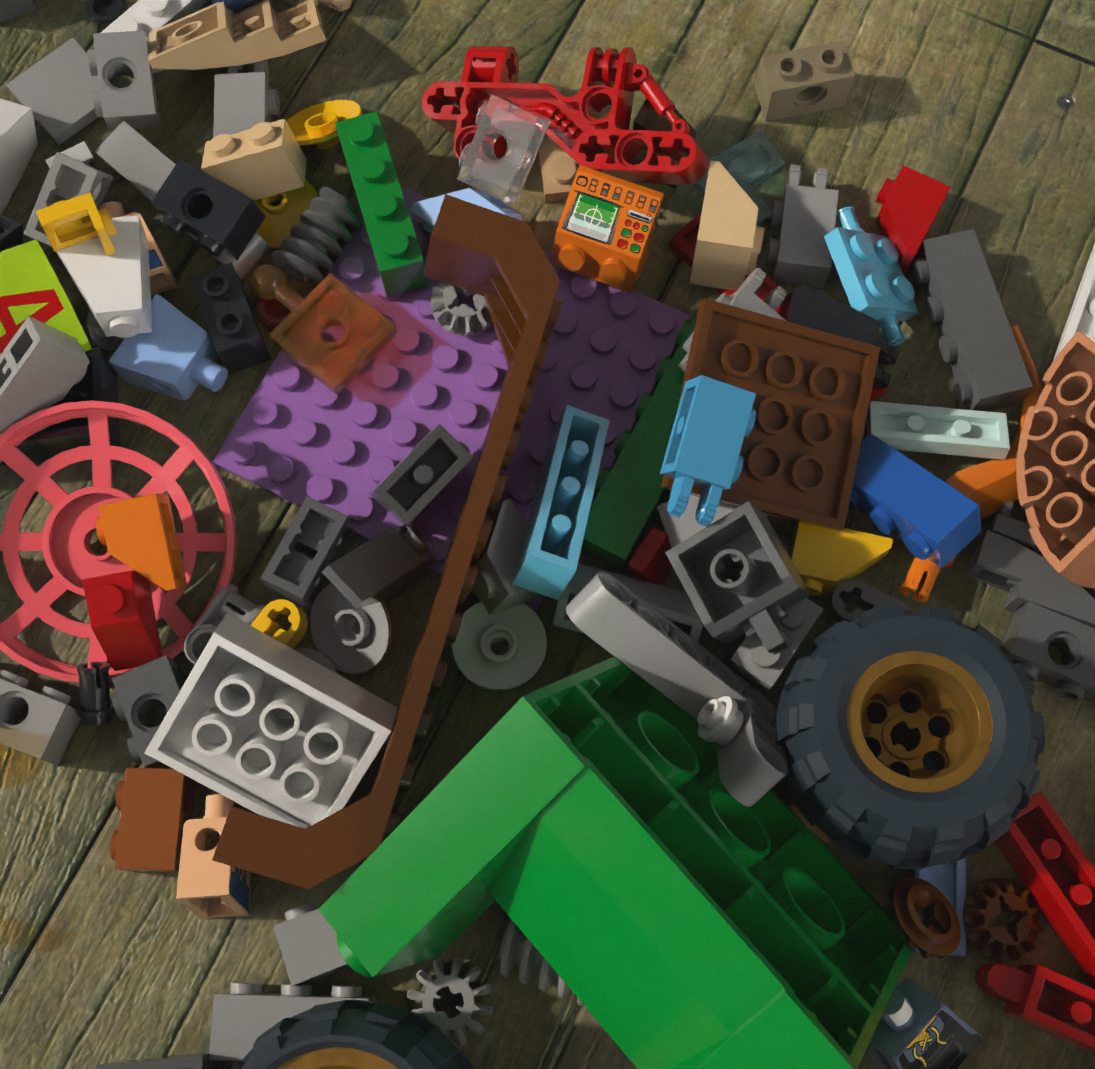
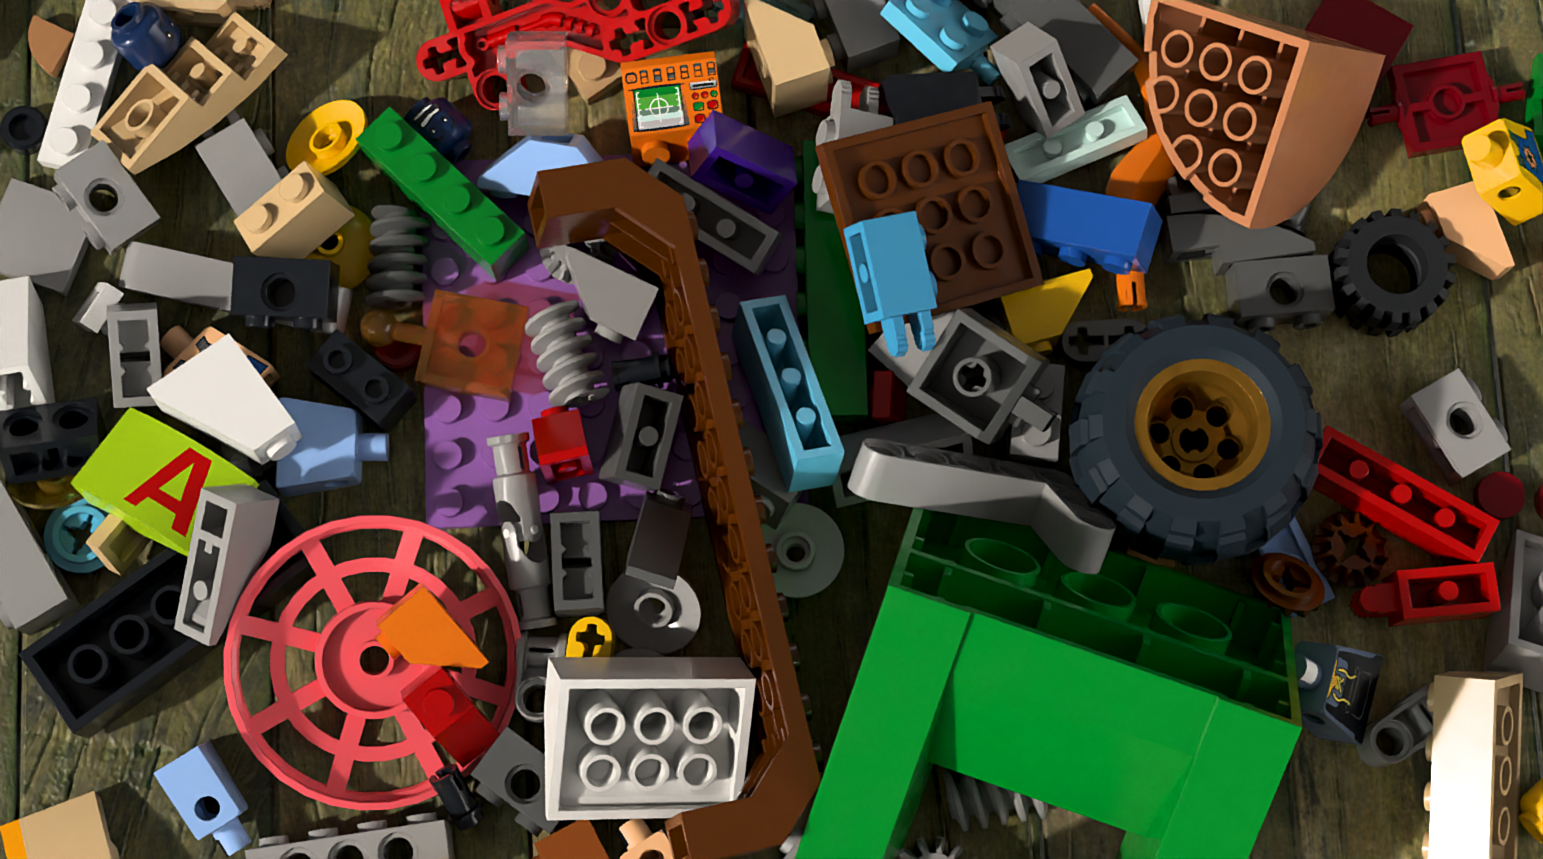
camera: 35 degrees left, 5 degrees up
(75, 222) = (179, 374): yellow bracket -> none
(288, 483) = (521, 521): none -> light grey piece
(351, 448) = (561, 444): none -> red slope
(400, 378) = (562, 356): none -> light grey piece
(413, 157) = (442, 127): none -> dark blue head
(462, 427) = (645, 370): none -> black pin
(464, 348) = (610, 296): none -> light grey slope
(590, 335) = (721, 222): none -> light grey brick
(636, 295) = (742, 162): none -> dark purple brick
(719, 720) = (1032, 513): white plate -> none
(933, 357) = (1038, 79): none -> light grey brick

